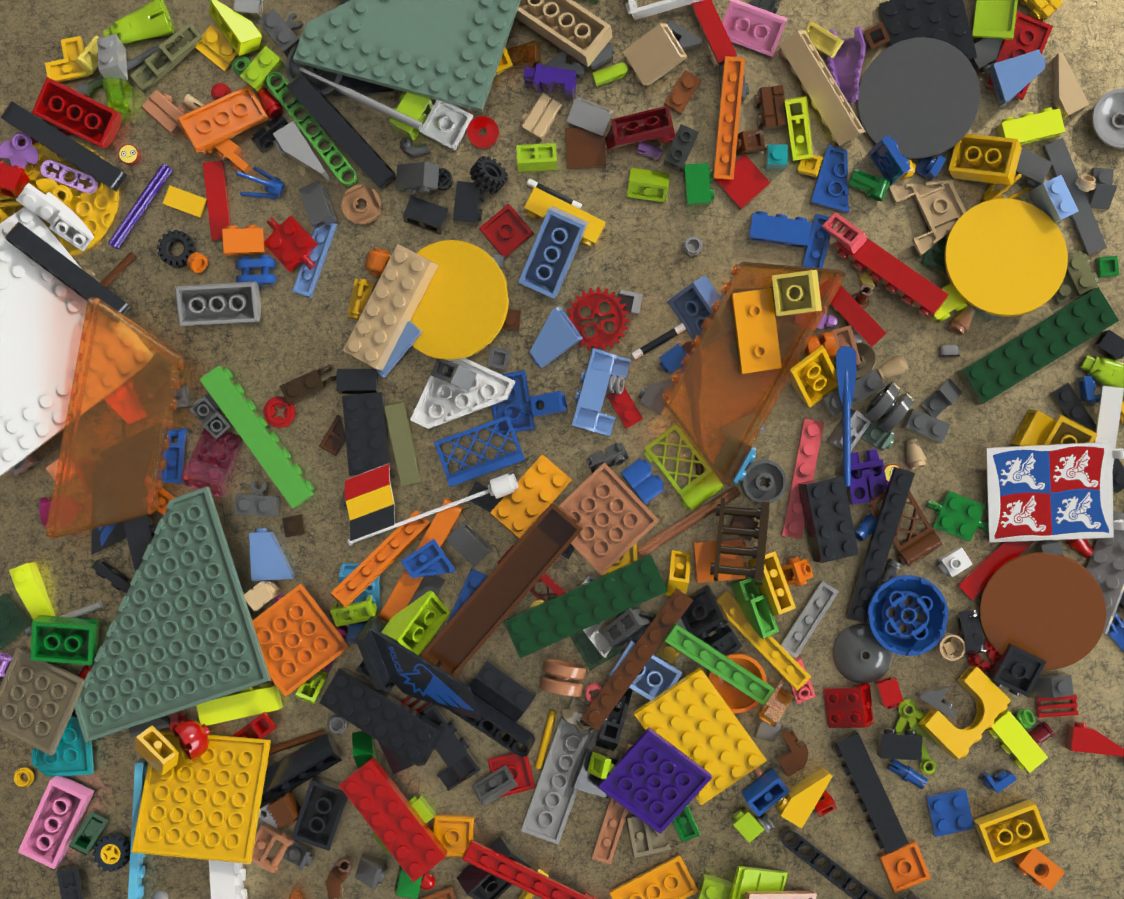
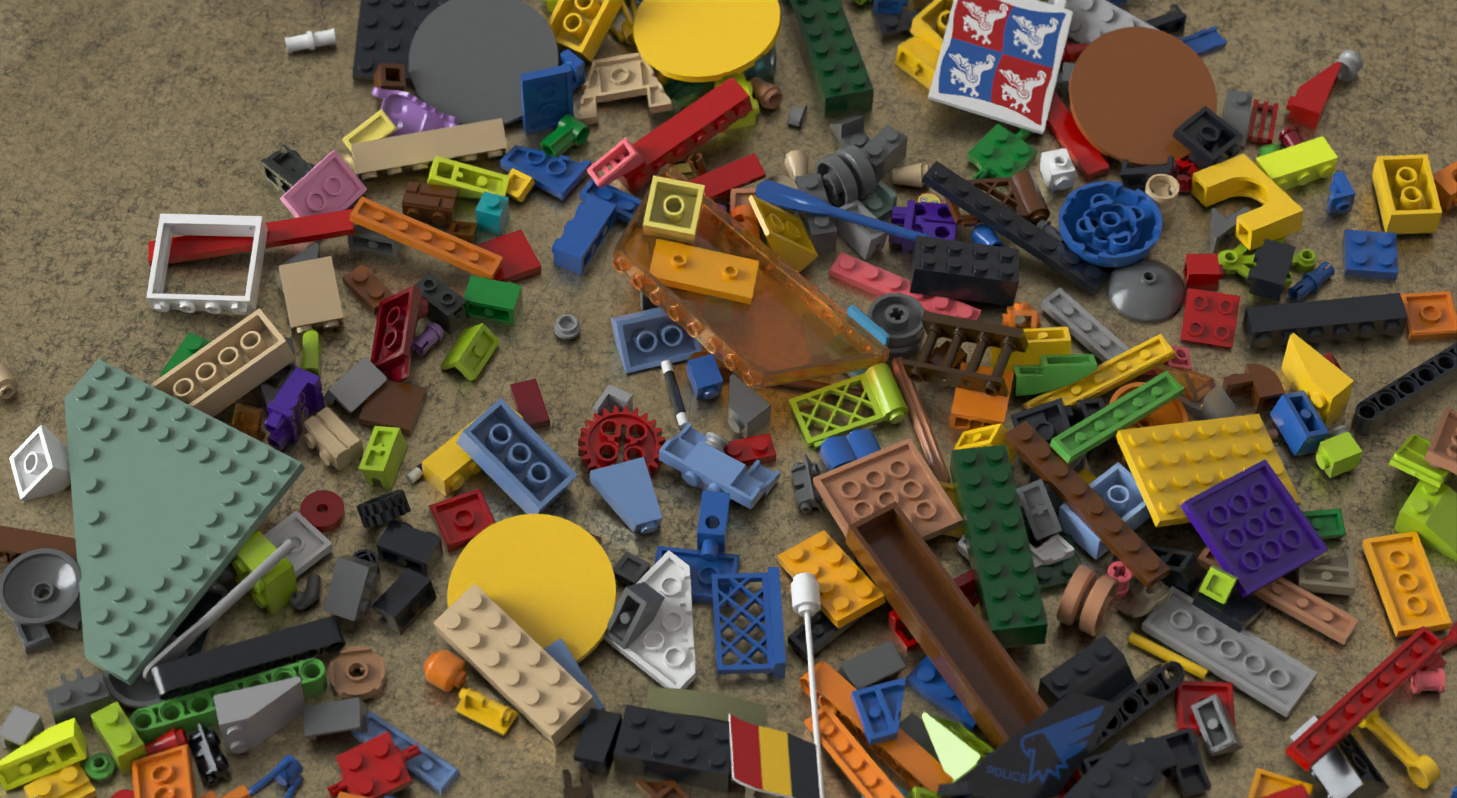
camera: 75 degrees left, 35 degrees down
(617, 242) = (530, 403): none -> dark red tile

